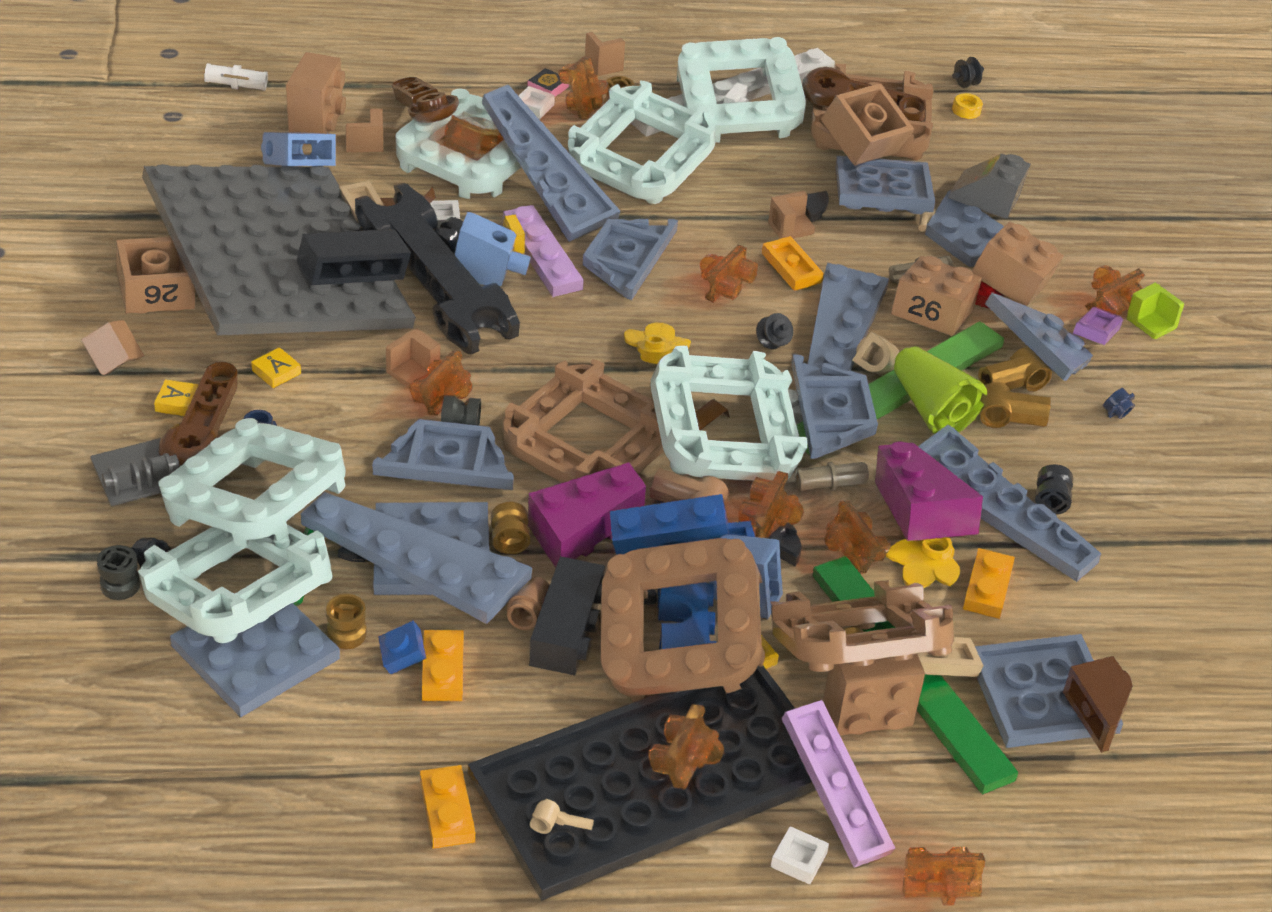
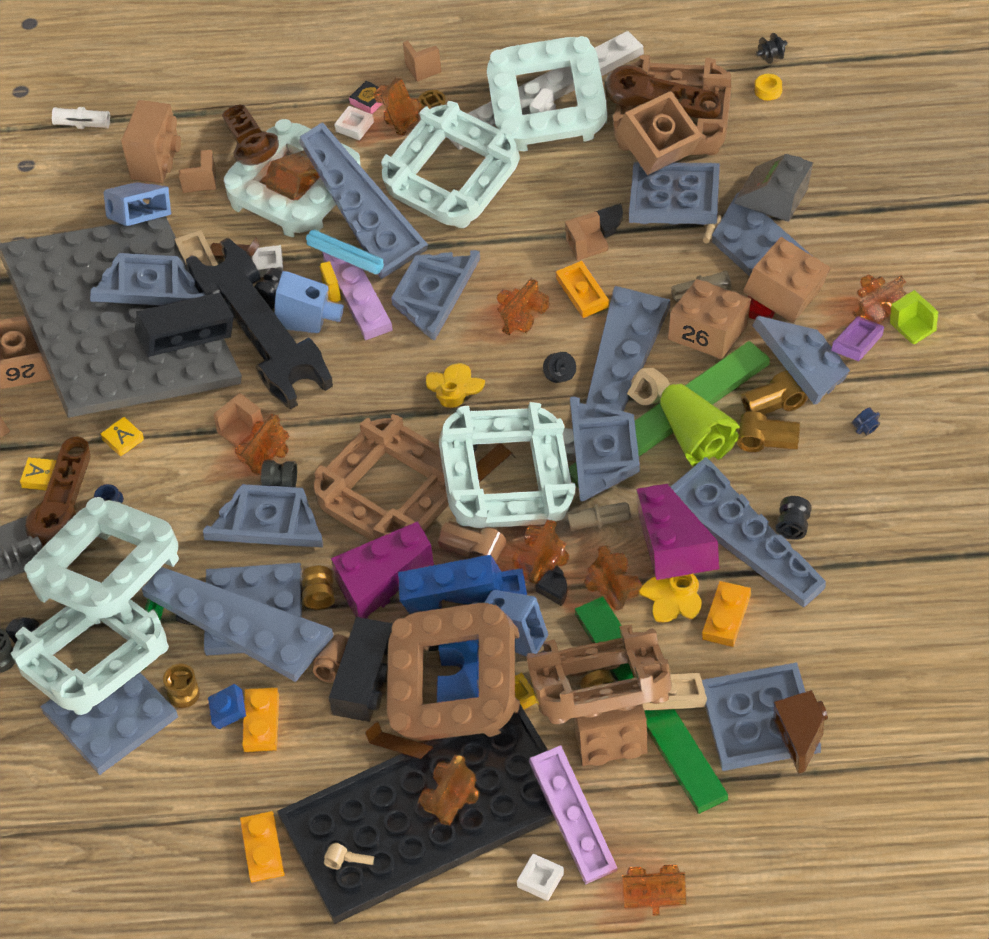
camera: 10 degrees right, 10 degrees up
(306, 211) = (145, 281): none -> sand blue wing
(531, 208) = (345, 251): none -> medium azure axle
(584, 691) = (395, 743): none -> reddish brown piece

